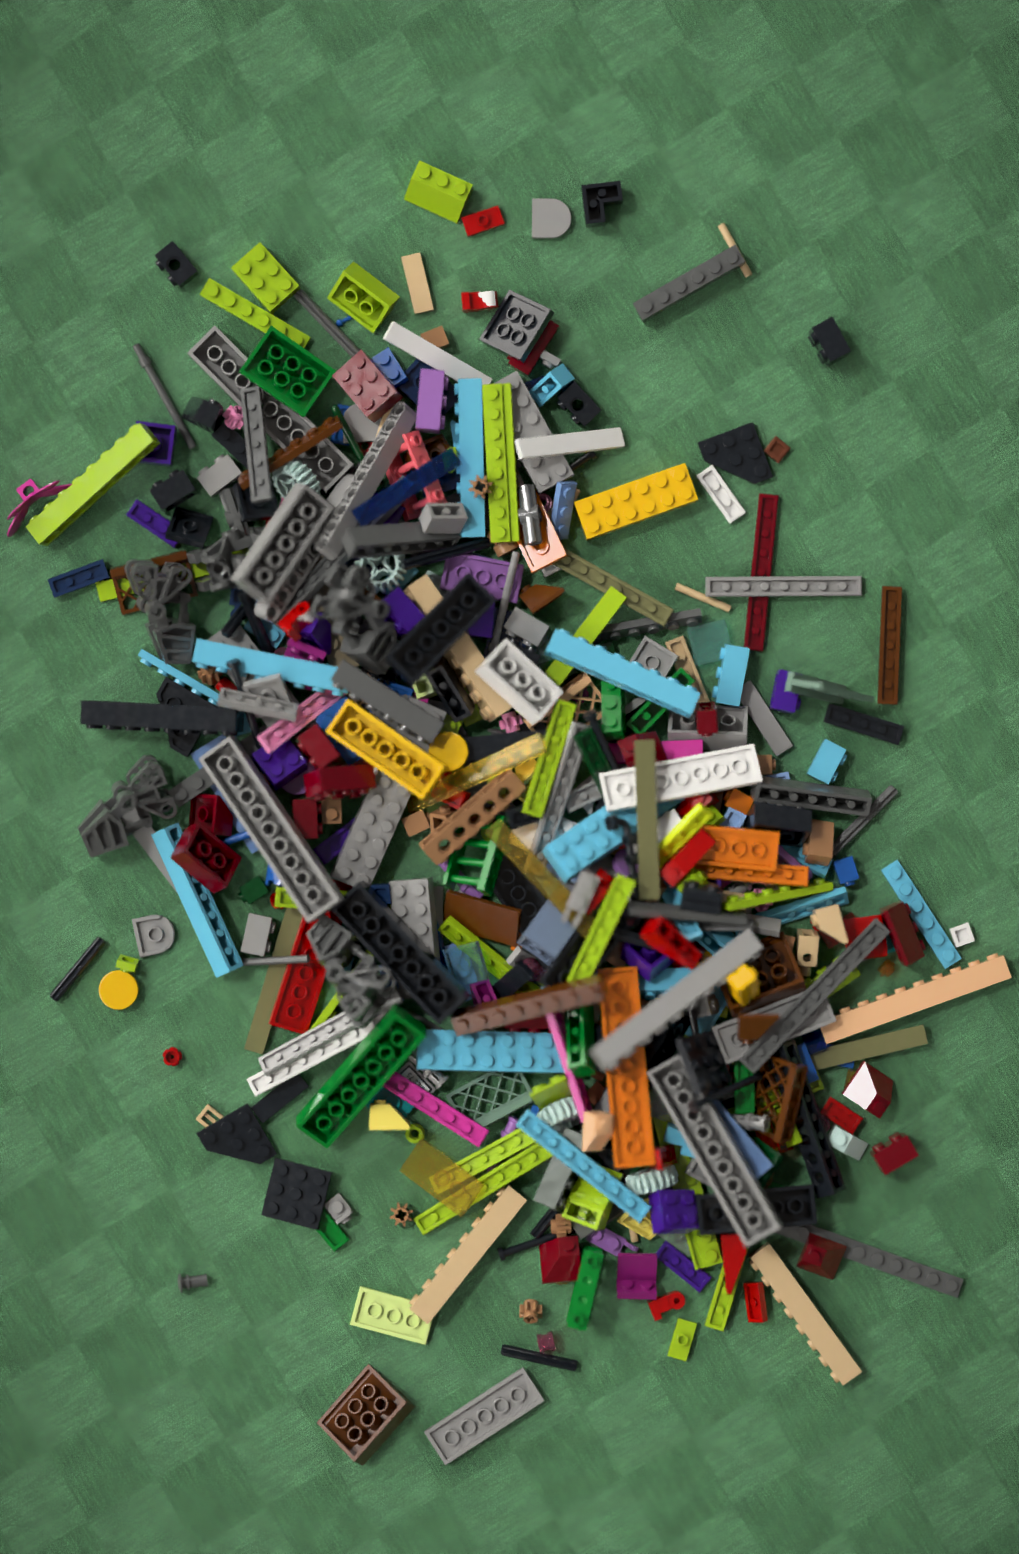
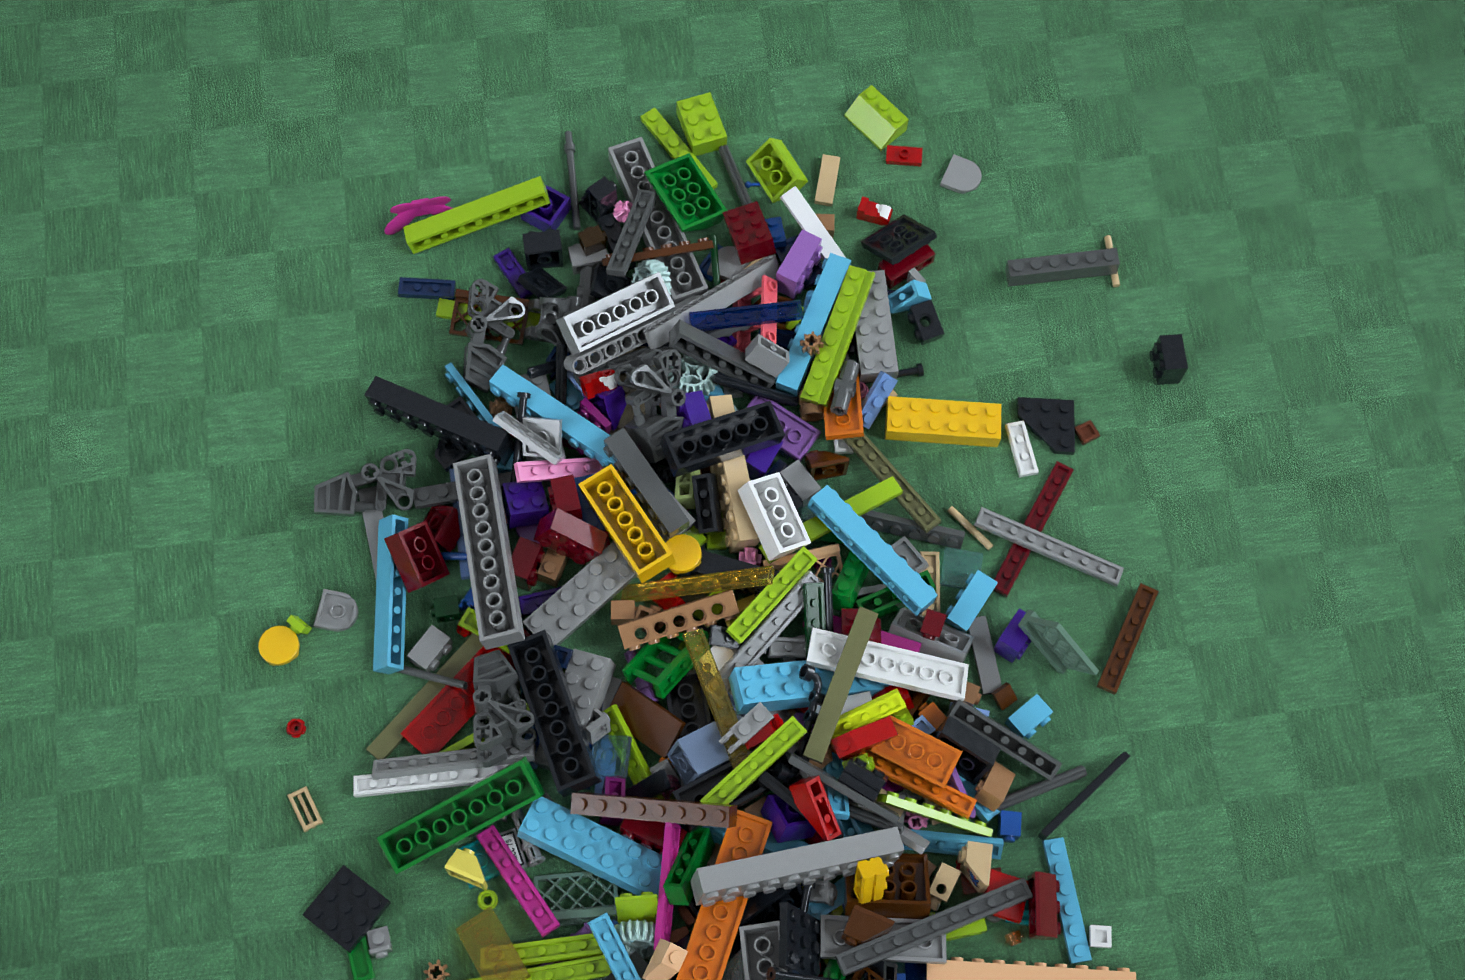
camera: 15 degrees right, 20 degrees down
(77, 969) = (251, 612): black axle -> none
(170, 254) = (631, 77): black brick -> none
(191, 1281) = (203, 951): dark grey pin -> none
(218, 462) = (592, 240): none -> dark brown brick
(238, 1137) = (319, 829): black plate -> none
(279, 1097) = (376, 809): black tile -> none
(445, 945) = (599, 727): none -> light grey bracket
(504, 602) = (797, 443): light grey bar -> none
(569, 443) = (905, 345): white tile -> none
(596, 197) = (1011, 171): black brick -> none
(796, 751) = (1004, 696): none -> reddish brown tile
(863, 724) = (1077, 698): black plate -> none
(902, 813) = (1090, 789): none -> black tile

